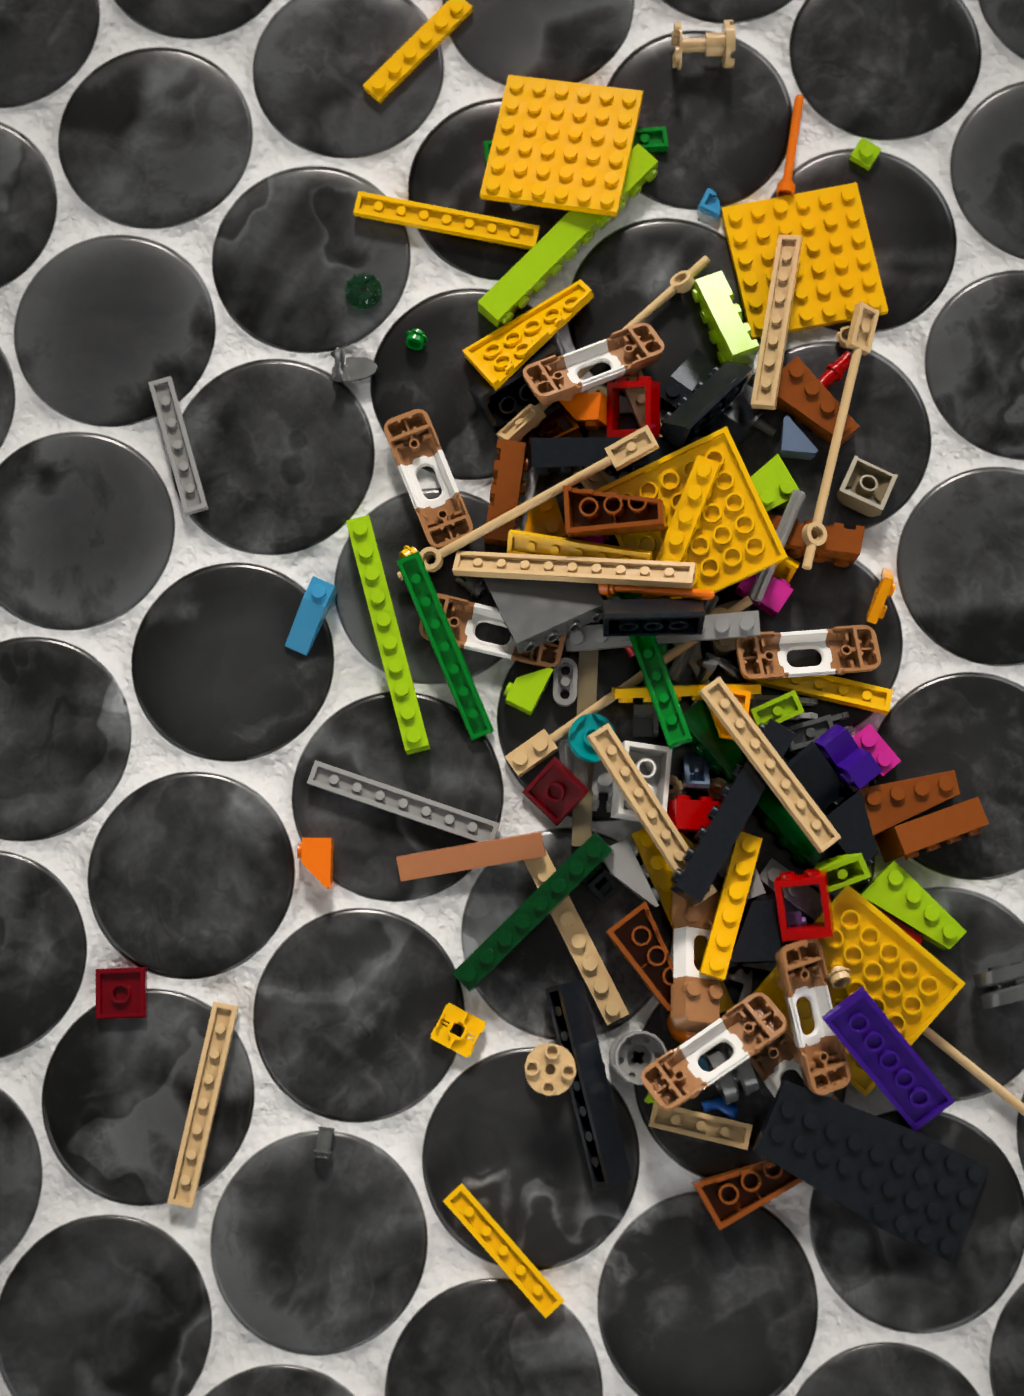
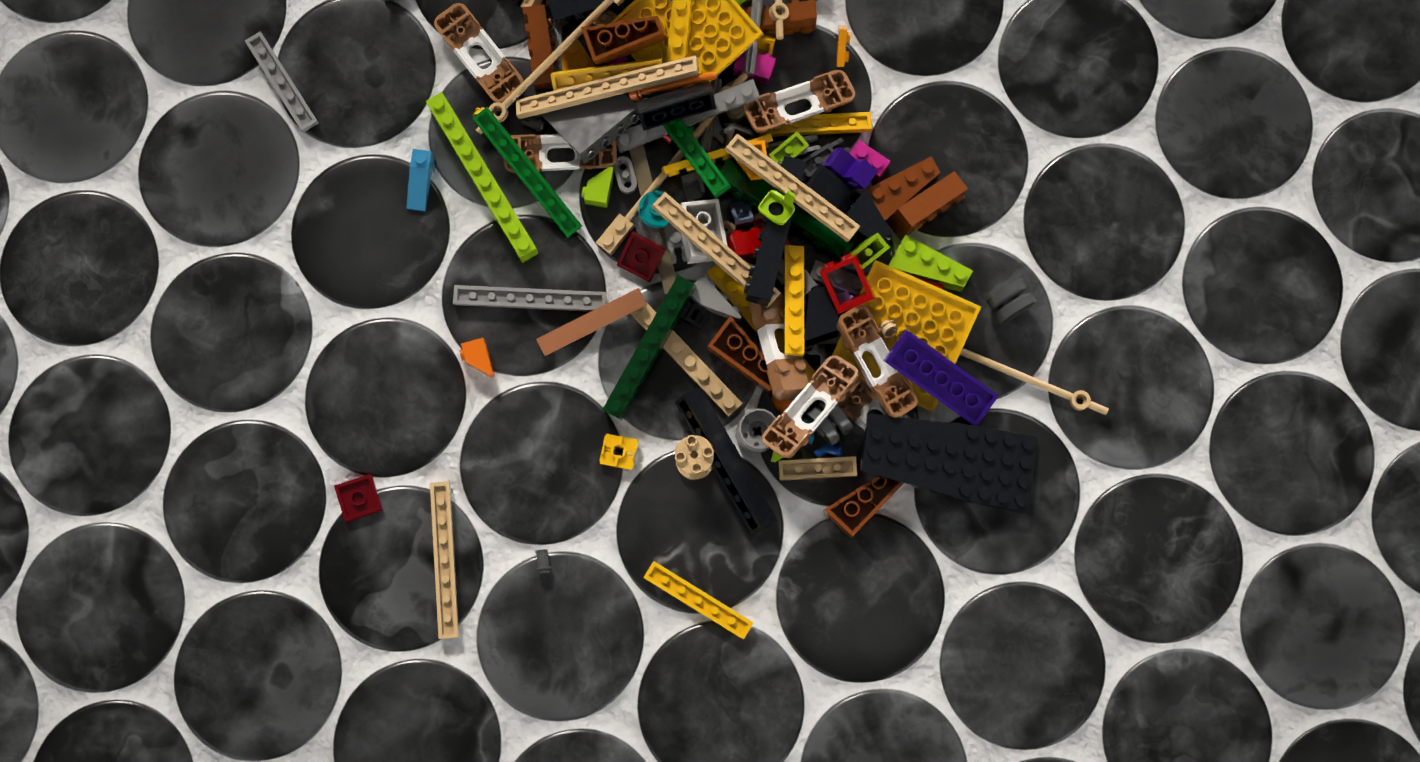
camera: 15 degrees left, 0 degrees up
(757, 783) = (786, 201): none -> lime piece

